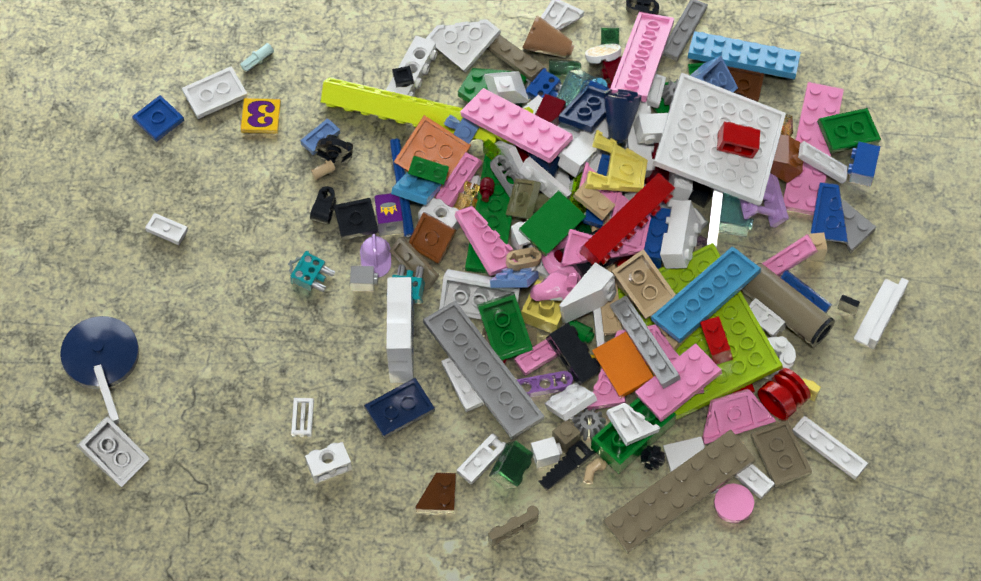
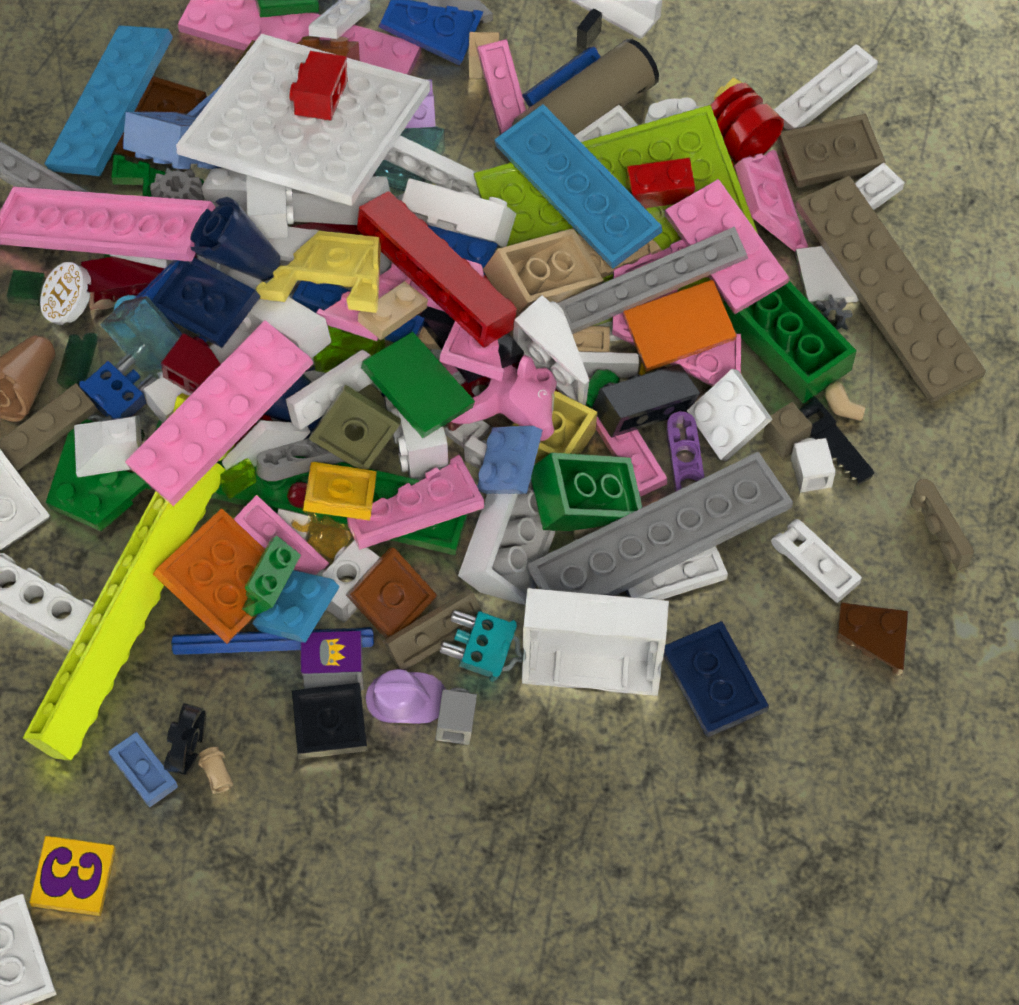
camera: 85 degrees left, 0 degrees up
(302, 432) = (716, 854): white tile -> none
(309, 271) = (428, 808): teal piece -> none
(321, 471) = (812, 780): white brick -> none
(324, 205) = (300, 774): black piece -> none
(402, 76) = (52, 607): black tile -> none
(464, 129) = (193, 511): medium blue plate -> none
(487, 199) = (340, 491): none -> yellow tile
(511, 465) = (836, 513): clear green brick -> none
(523, 258) = (457, 449): tan beam -> none
(582, 420) = (771, 391): light grey gear -> none
(630, 424) = (793, 322): white wing -> none
(734, 503) = (910, 222): bright pink tile -> none

